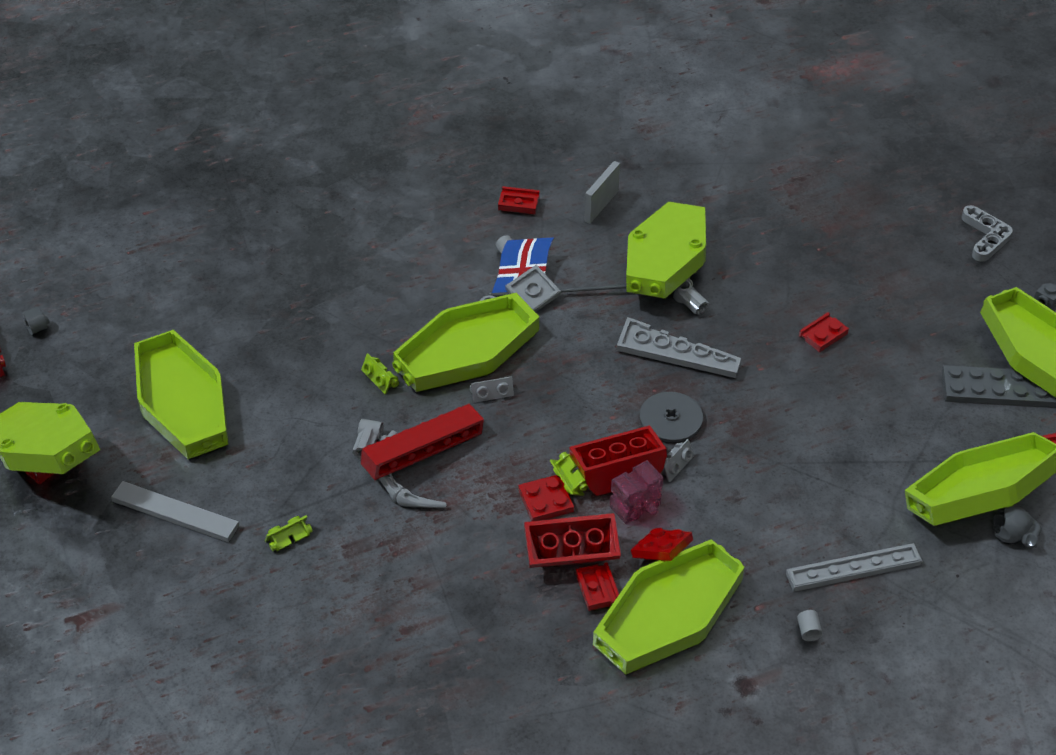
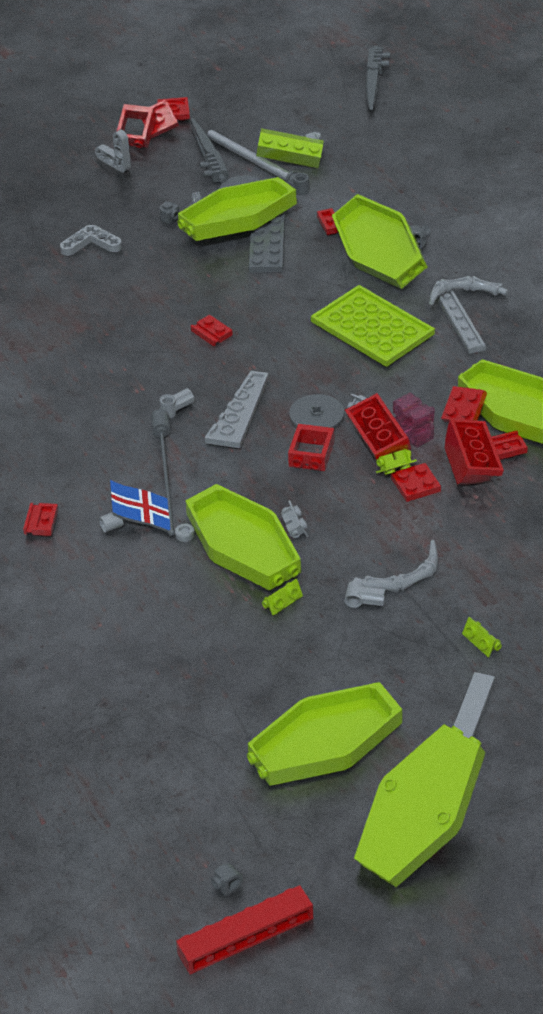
camera: 90 degrees left, 5 degrees down
(421, 441) = (373, 551): red brick -> none
(534, 288) = (168, 499): light grey tile -> none
(602, 192) = (42, 454): light grey tile -> none
(603, 418) = (311, 435): none -> red window
(666, 249) = (125, 408): lime container -> none
(809, 625) = (520, 336): light grey beam -> none
(832, 476) = (372, 325): none -> lime plate
(921, 577) = (466, 283): none -> light grey animal

